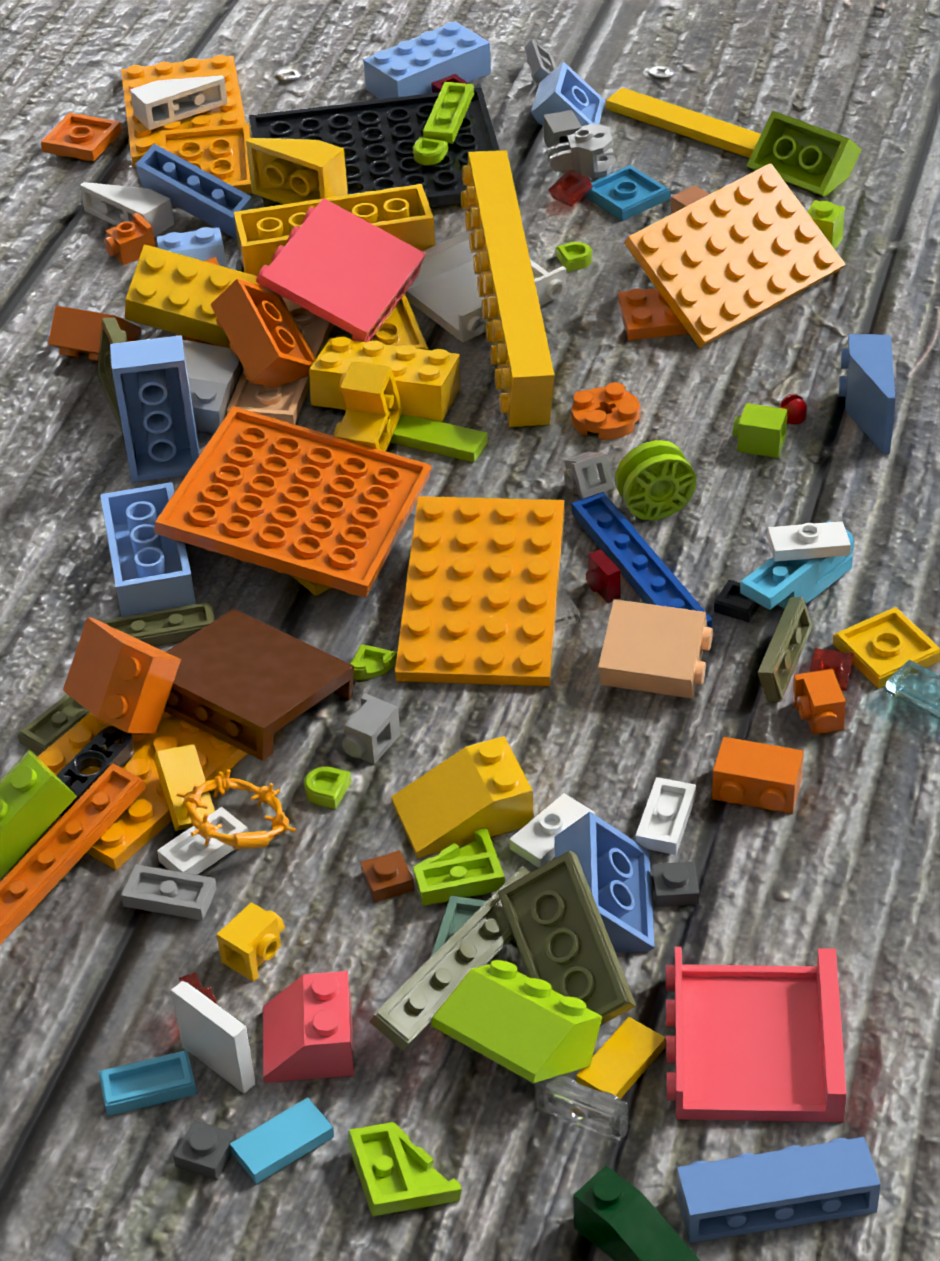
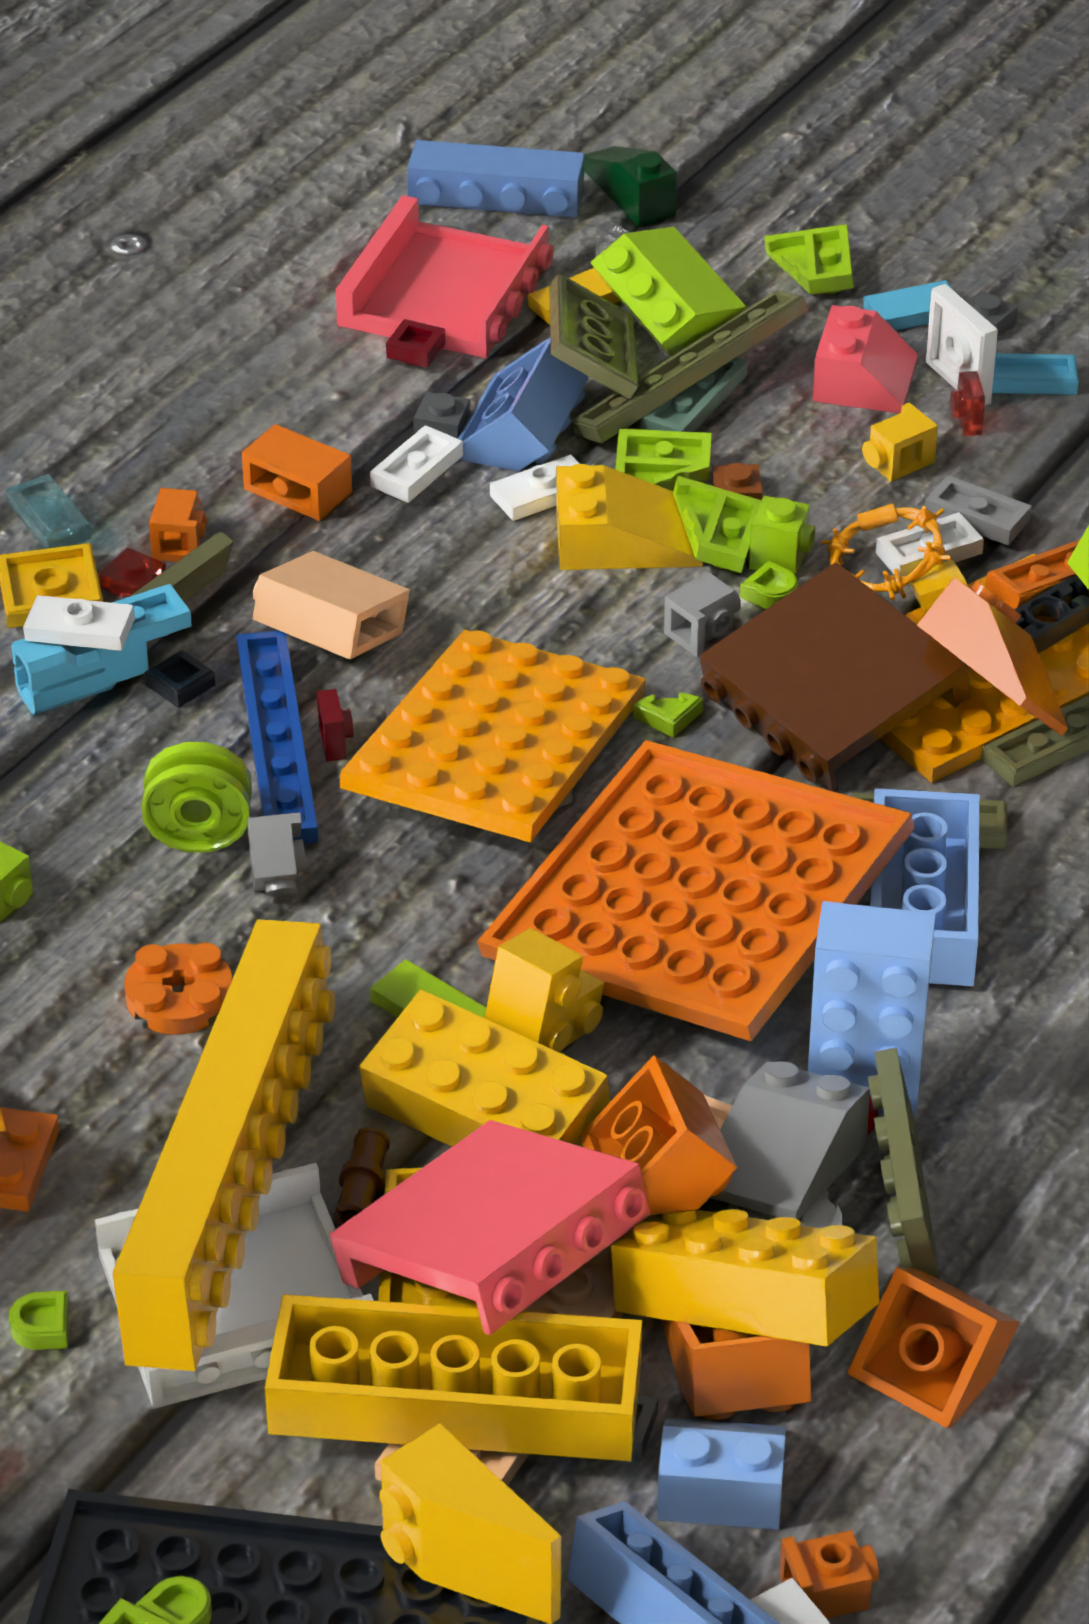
camera: 165 degrees left, 0 degrees up
(327, 808) = (781, 534): none -> lime brick
(385, 817) = (716, 522): none -> lime wing
(437, 334) = (363, 1174): none -> reddish brown pin
(739, 944) = (415, 343): none -> dark red plate

